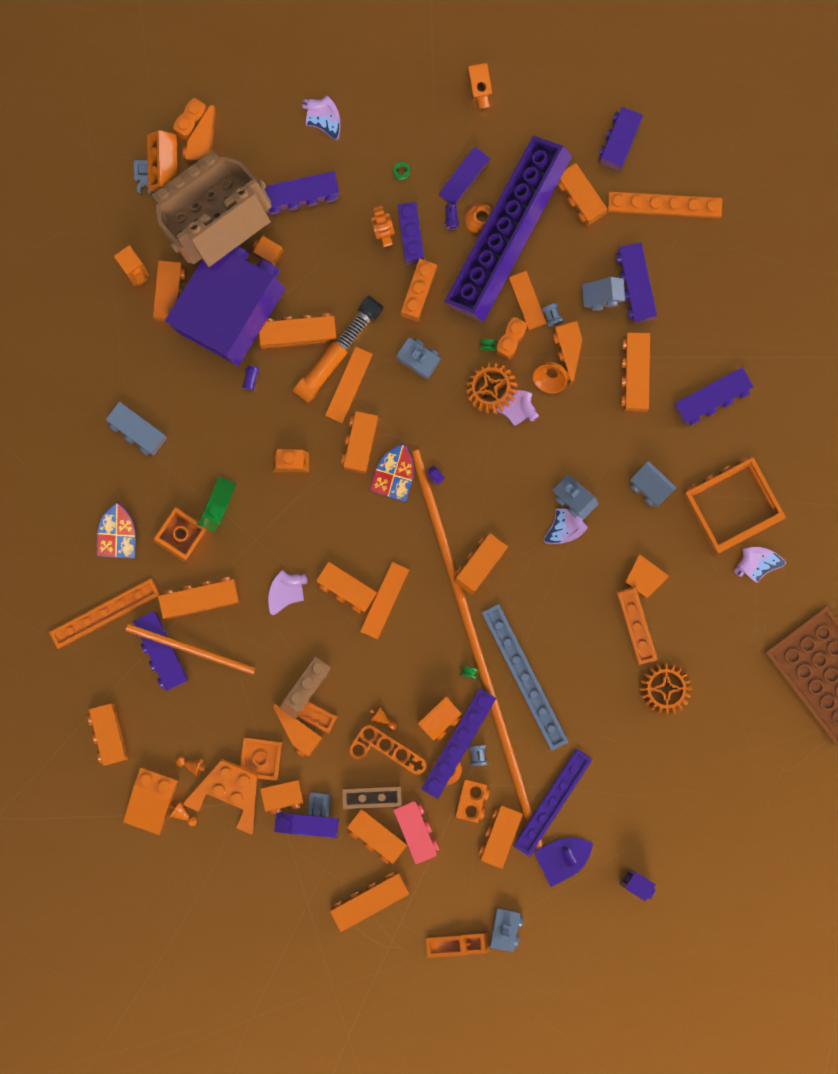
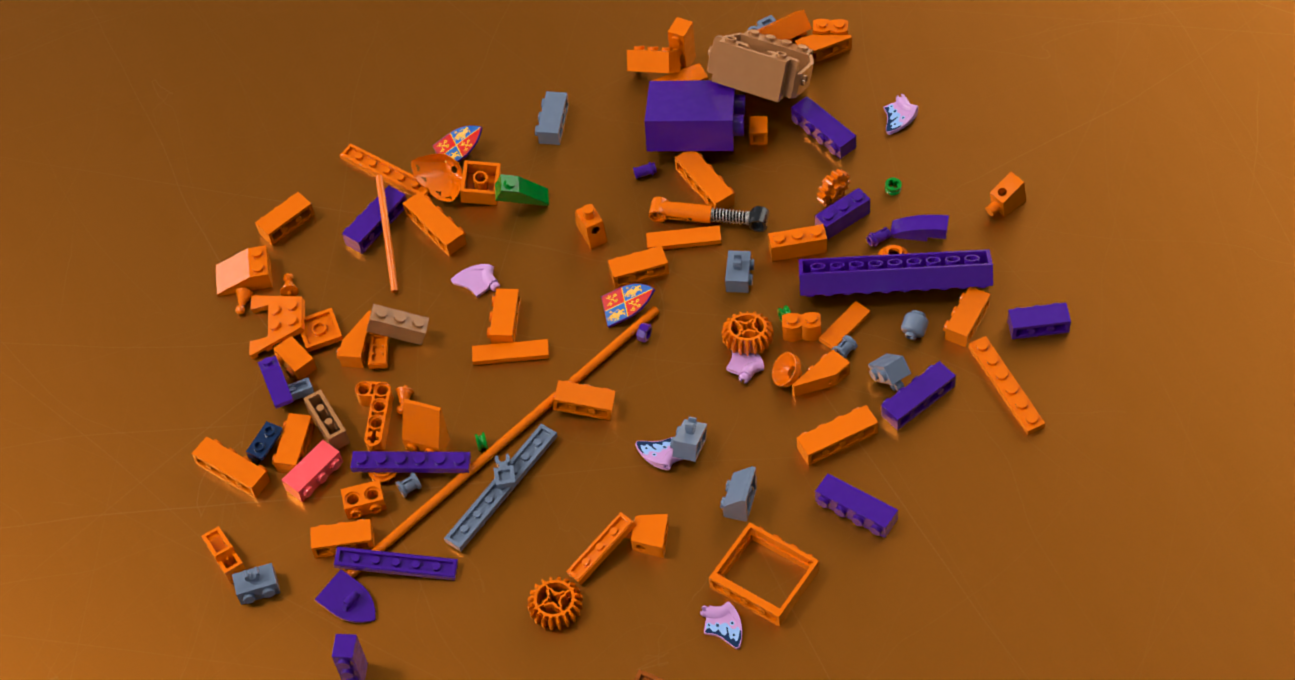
camera: 70 degrees right, 30 degrees down
(132, 302) = (653, 59): none -> orange brick
(148, 568) = (438, 175): none -> orange piece
(366, 861) = (263, 442): none -> dark blue bracket
(522, 670) = (504, 473): none -> sand blue plate
(564, 243) = (914, 324): none -> sand blue head

